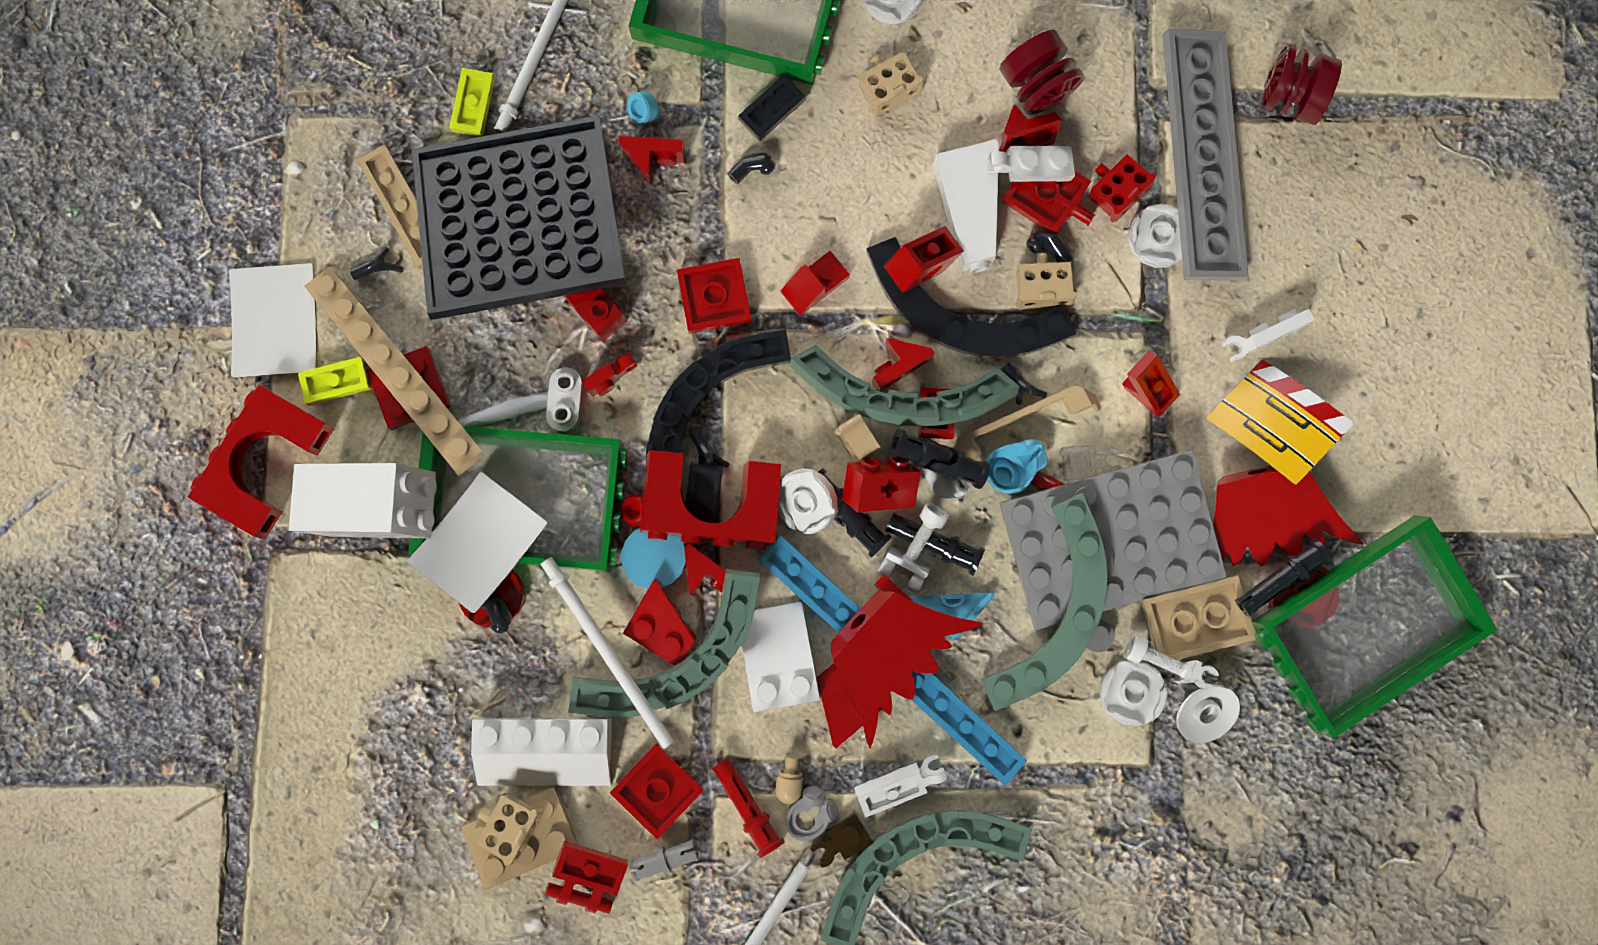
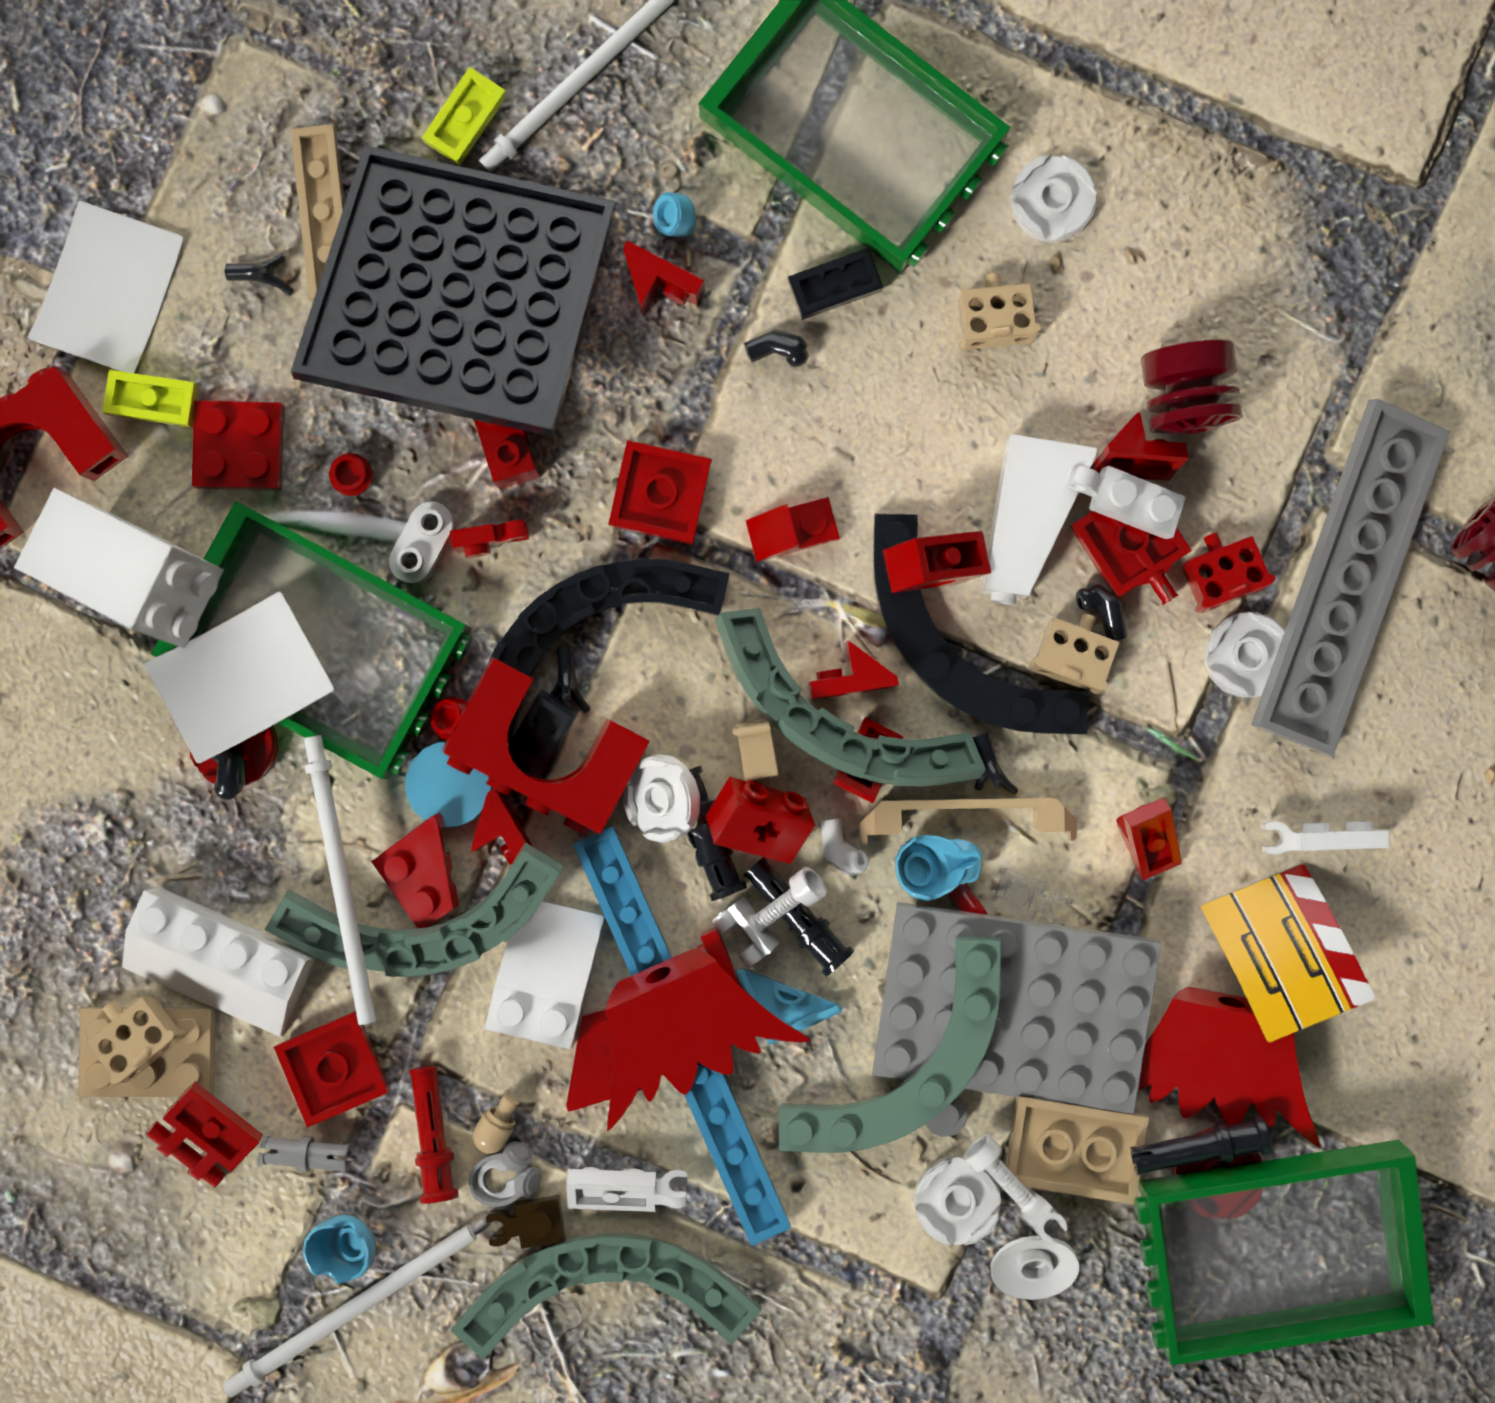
camera: 25 degrees right, 5 degrees up
(395, 371) = (226, 419): tan plate -> none
(495, 374) = (351, 474): none -> red plate
(717, 916) = (340, 1248): none -> medium azure hair
(939, 458) = (845, 819): black piece -> none

